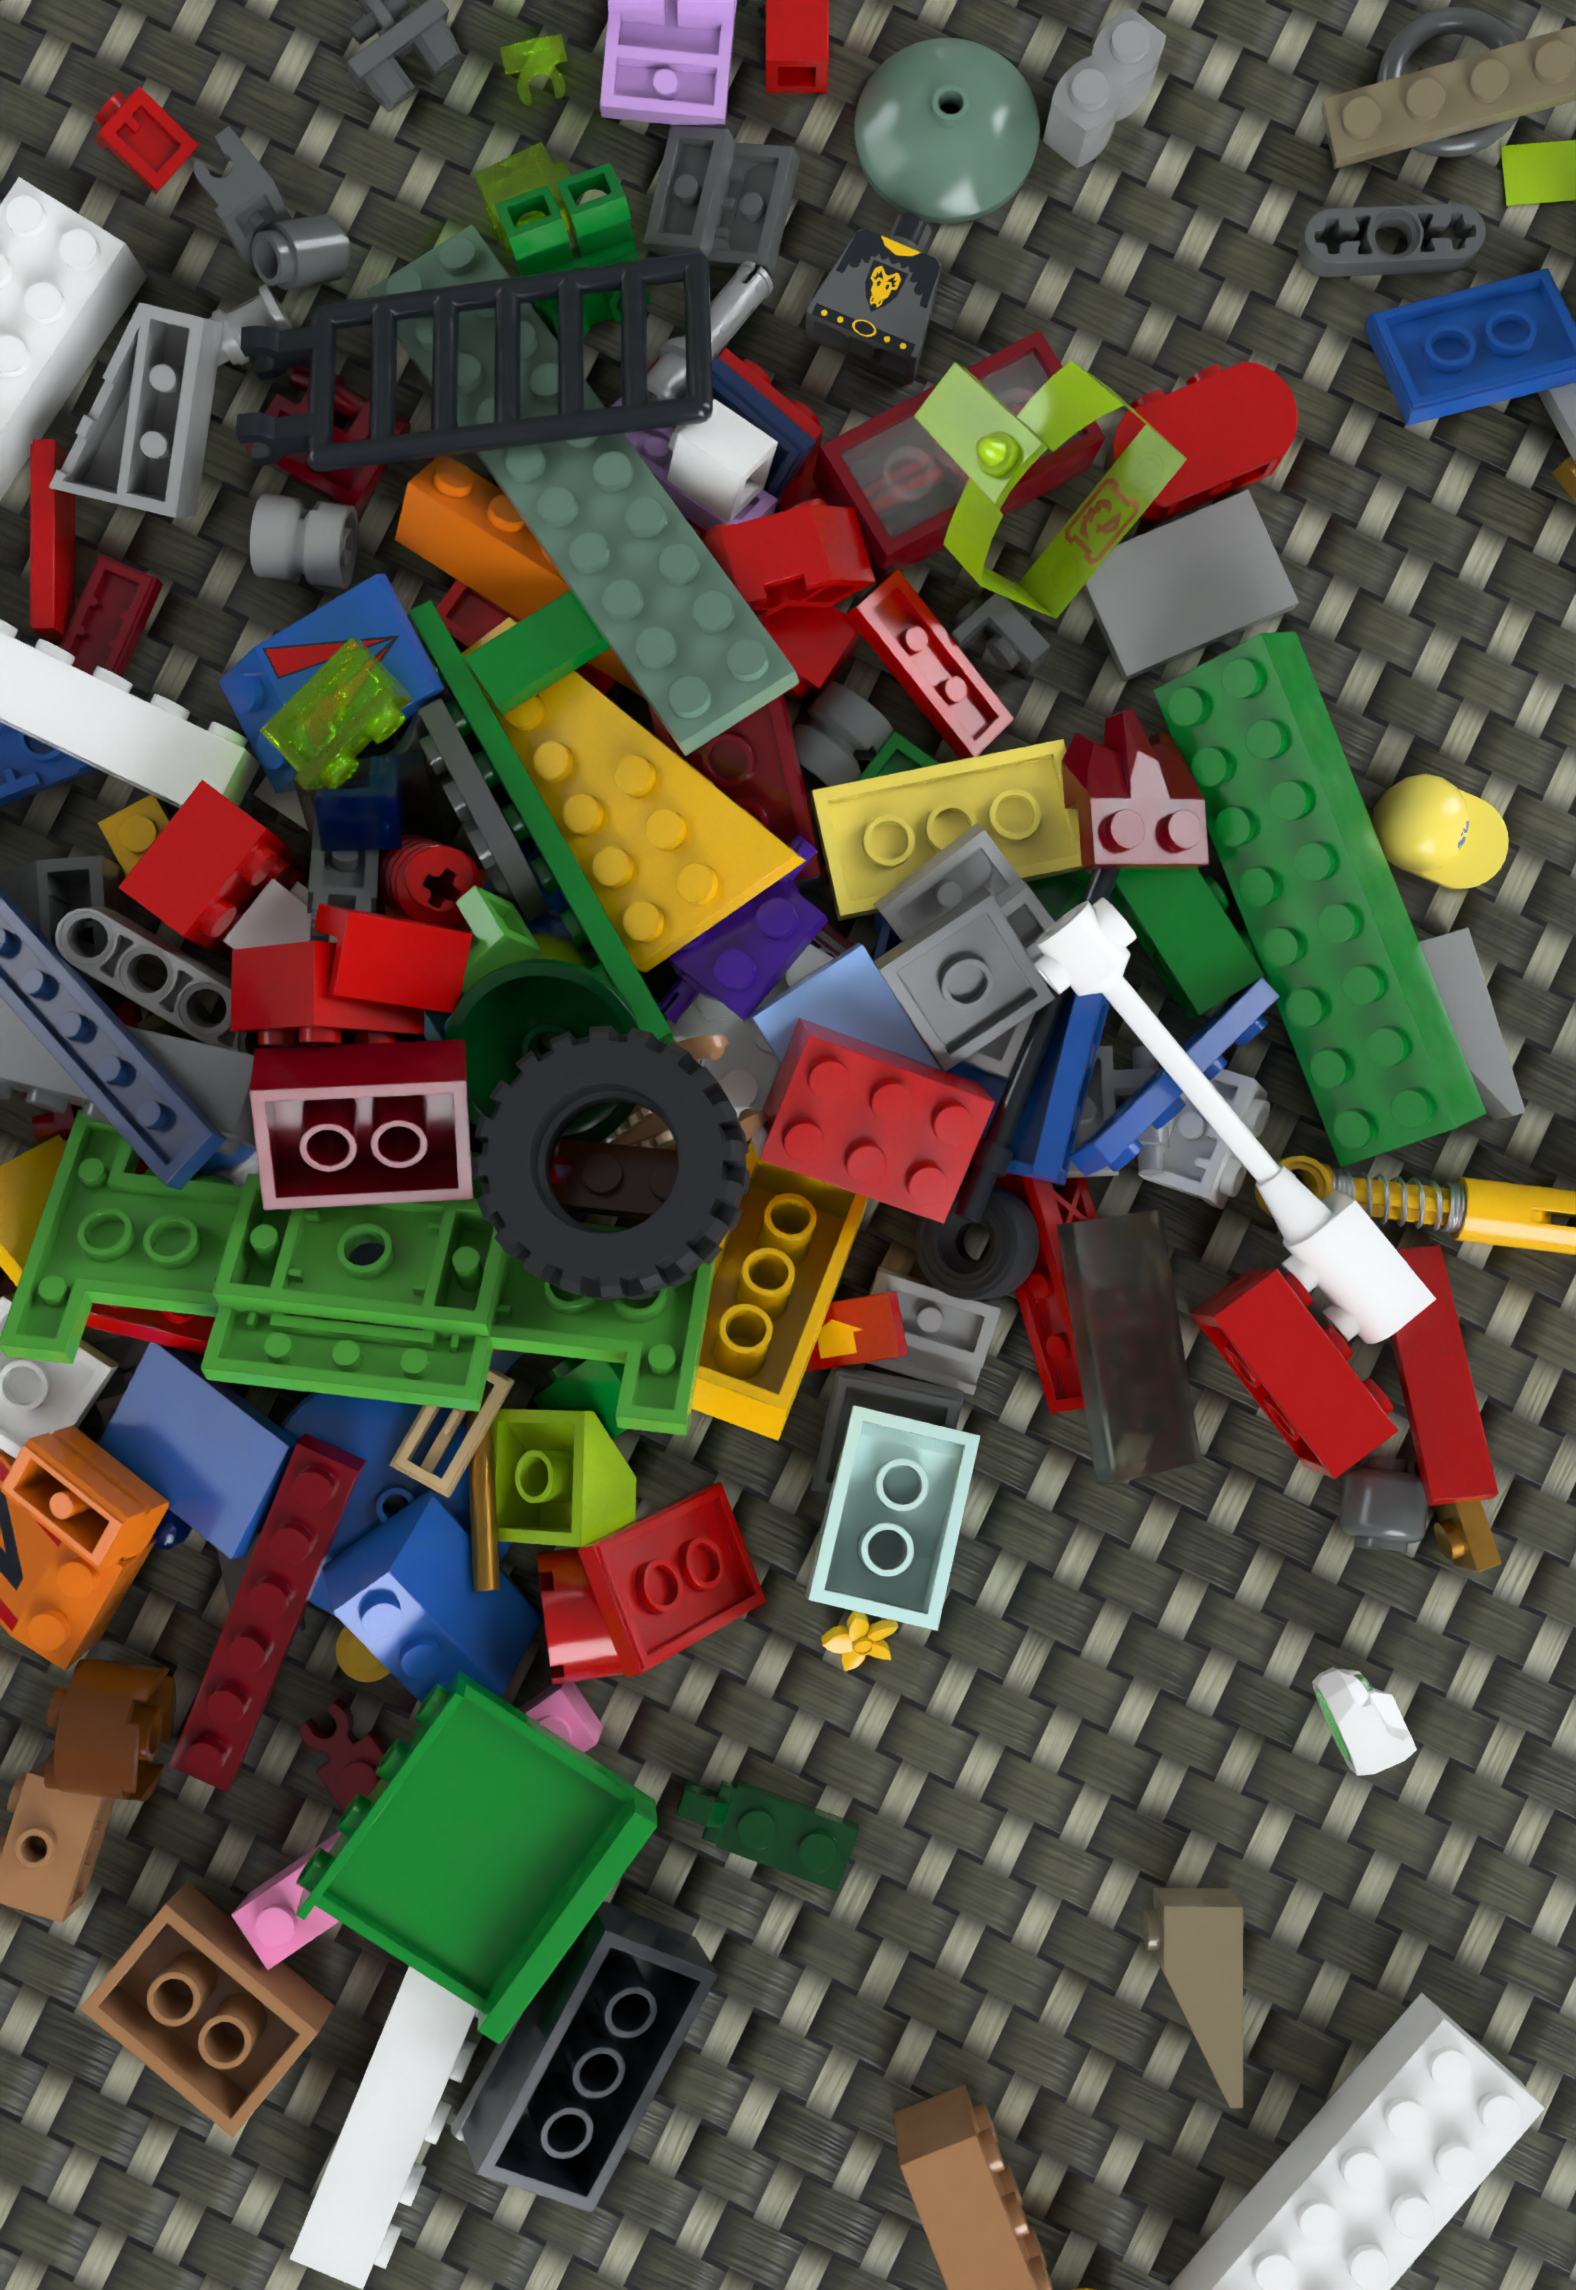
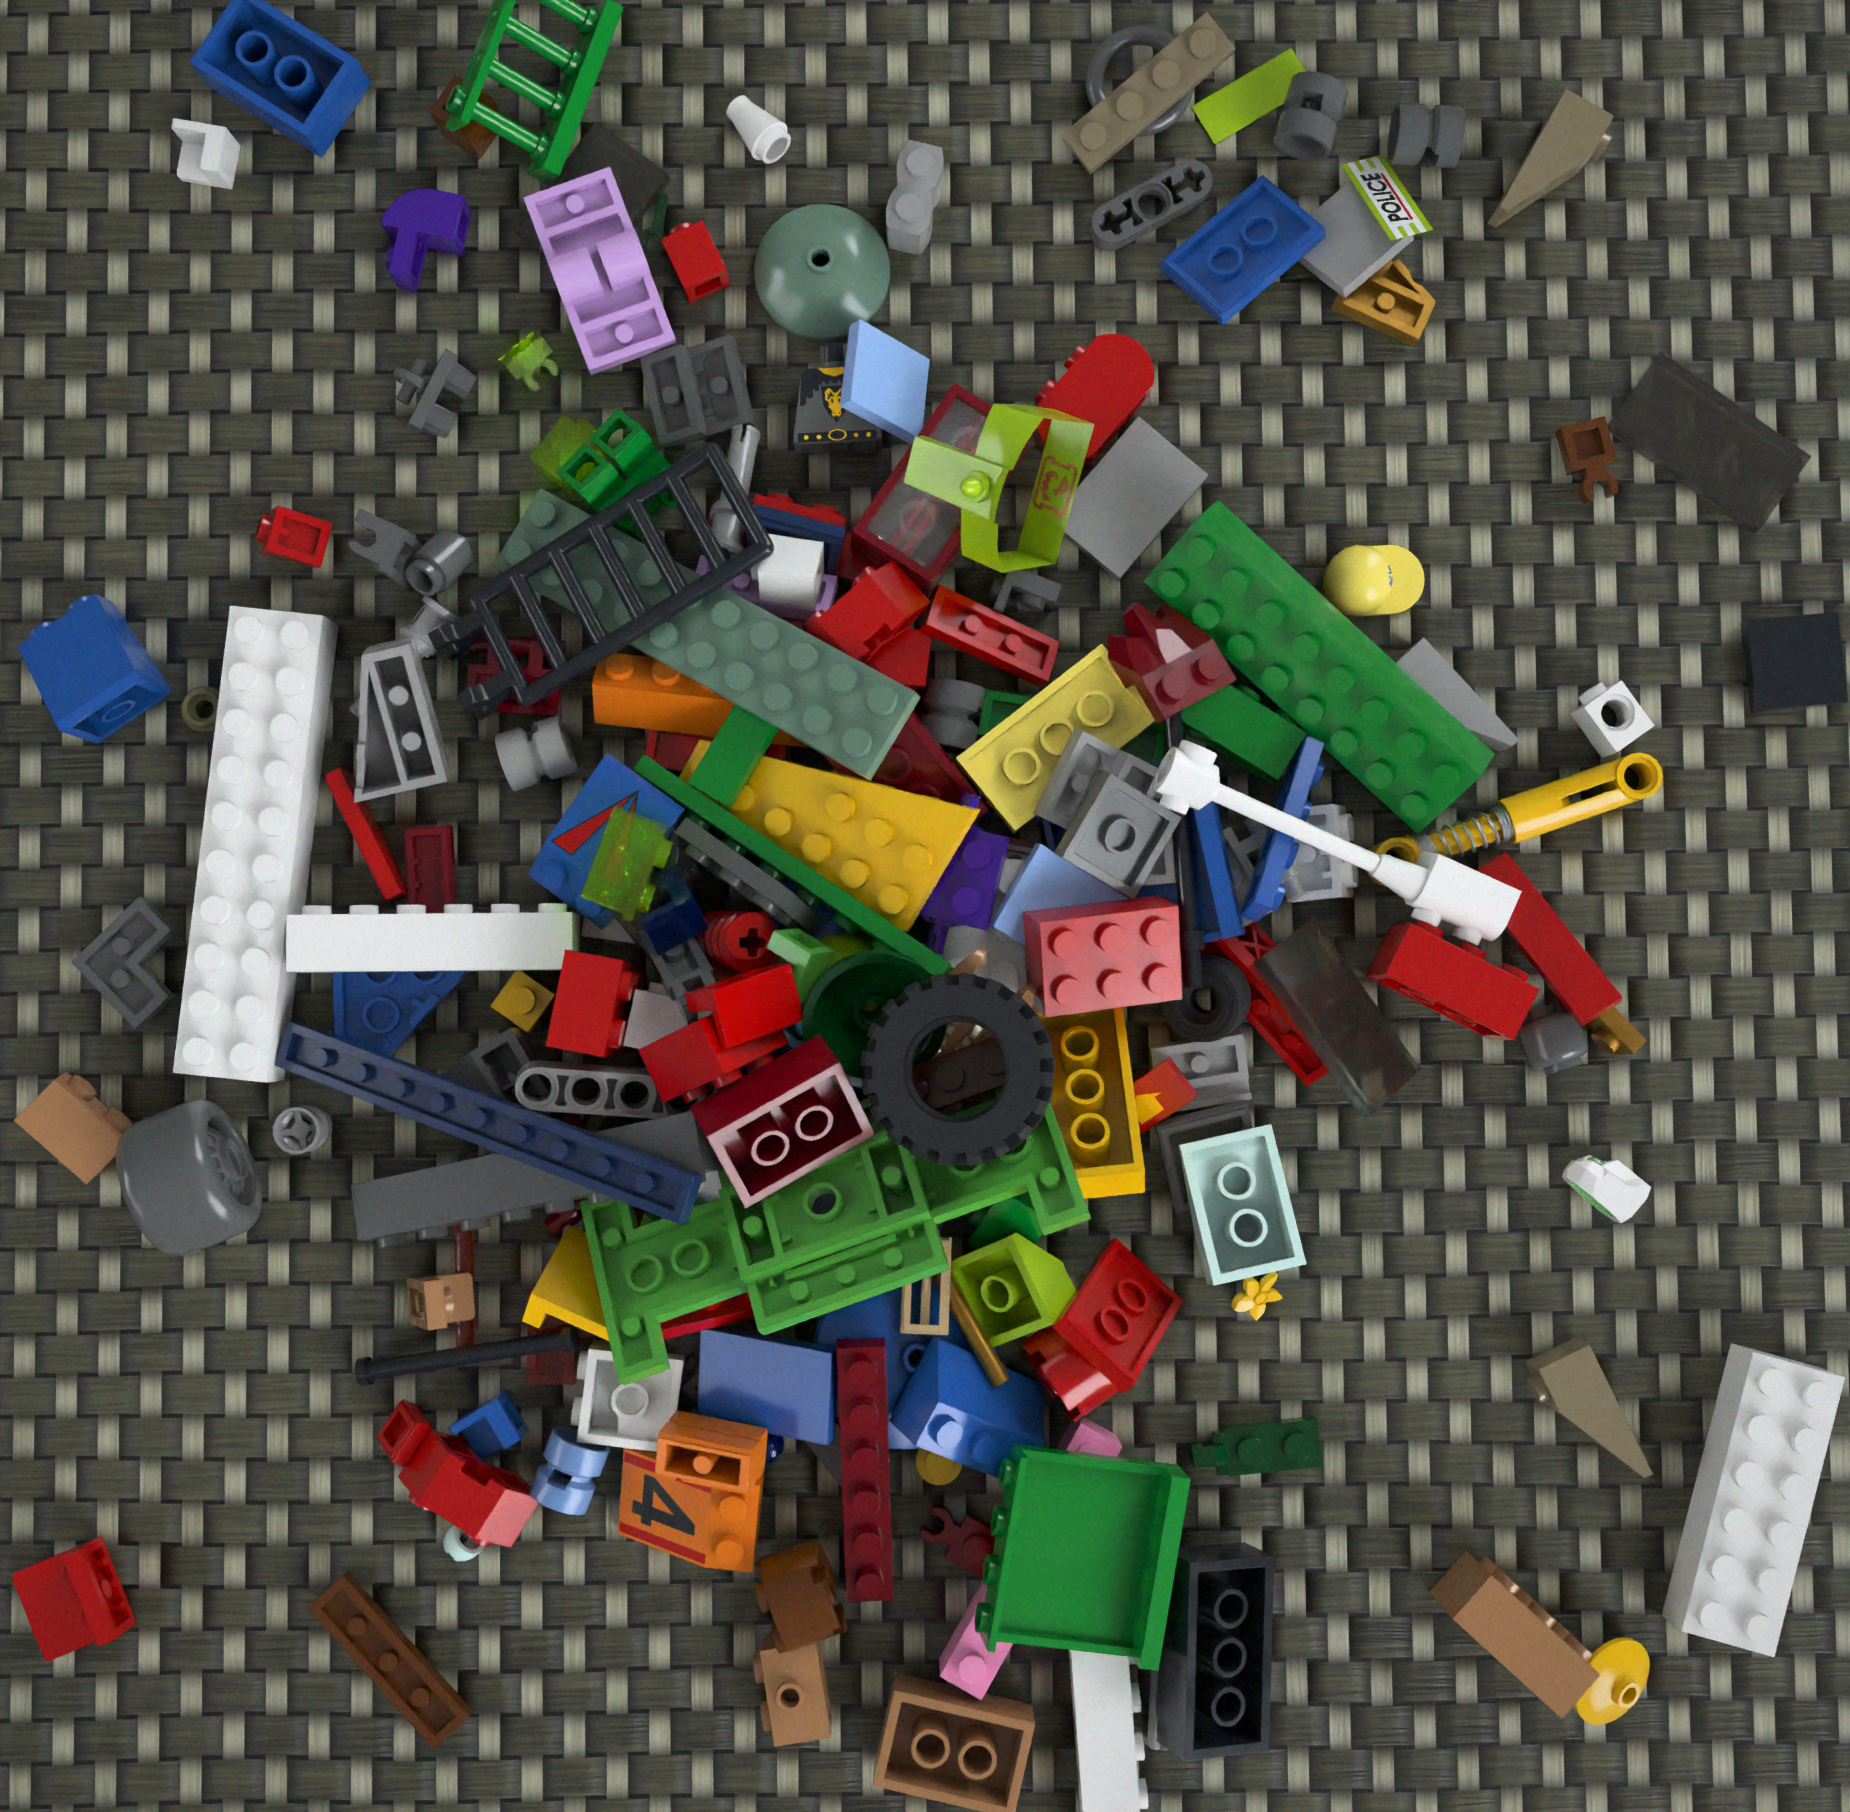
camera: 30 degrees left, 0 degrees up
(954, 288) = (884, 381): none -> light blue tile

